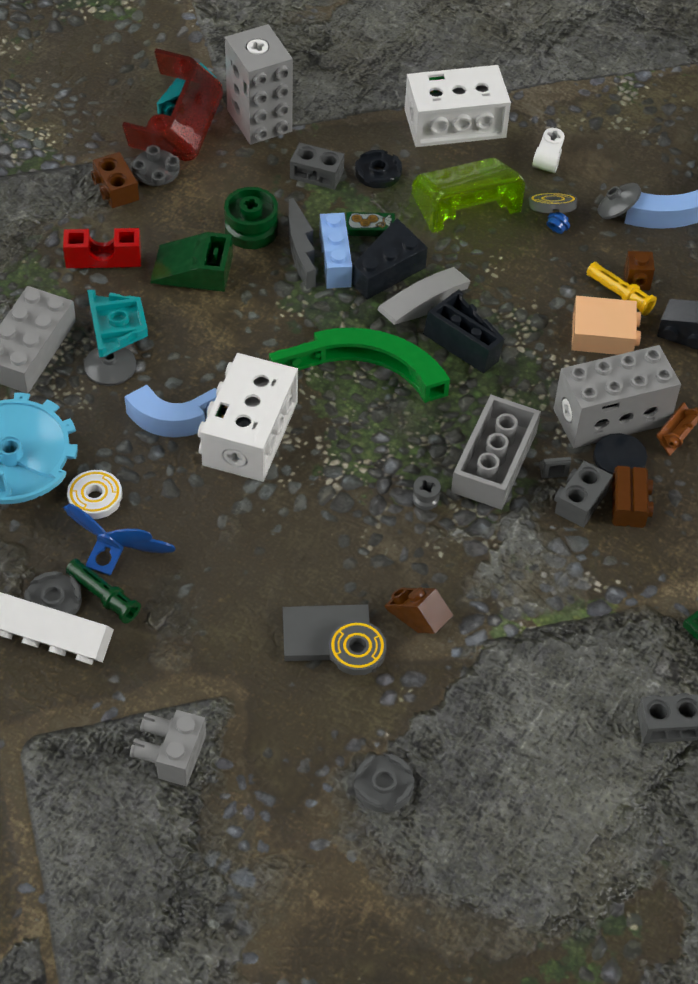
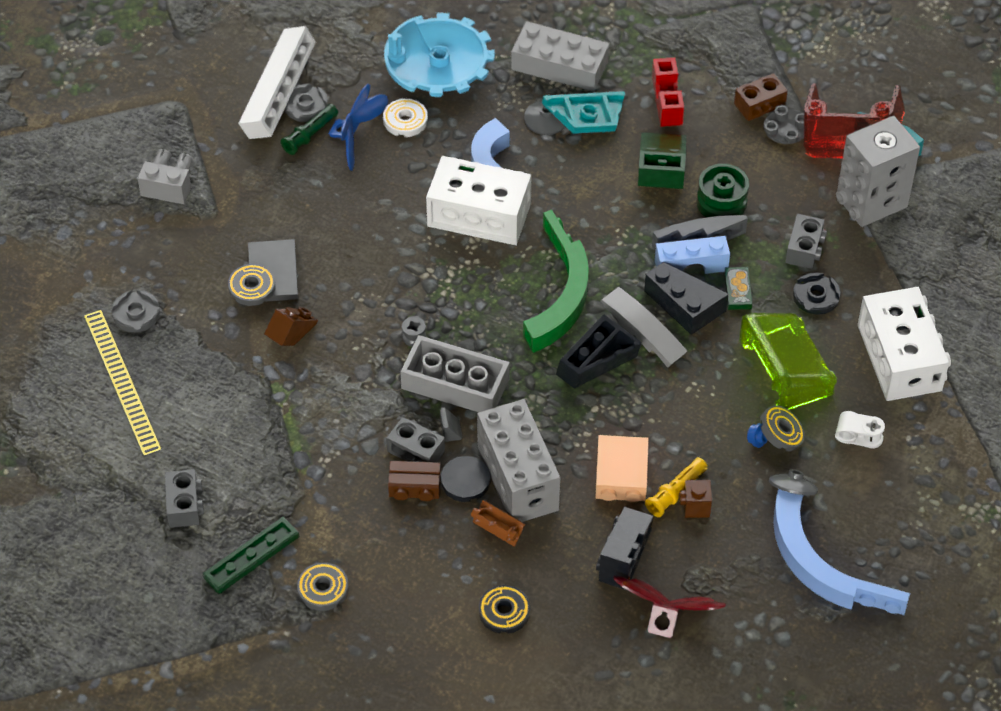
camera: 90 degrees right, 0 degrees up
(488, 798) = (122, 382): none -> light yellow sticker

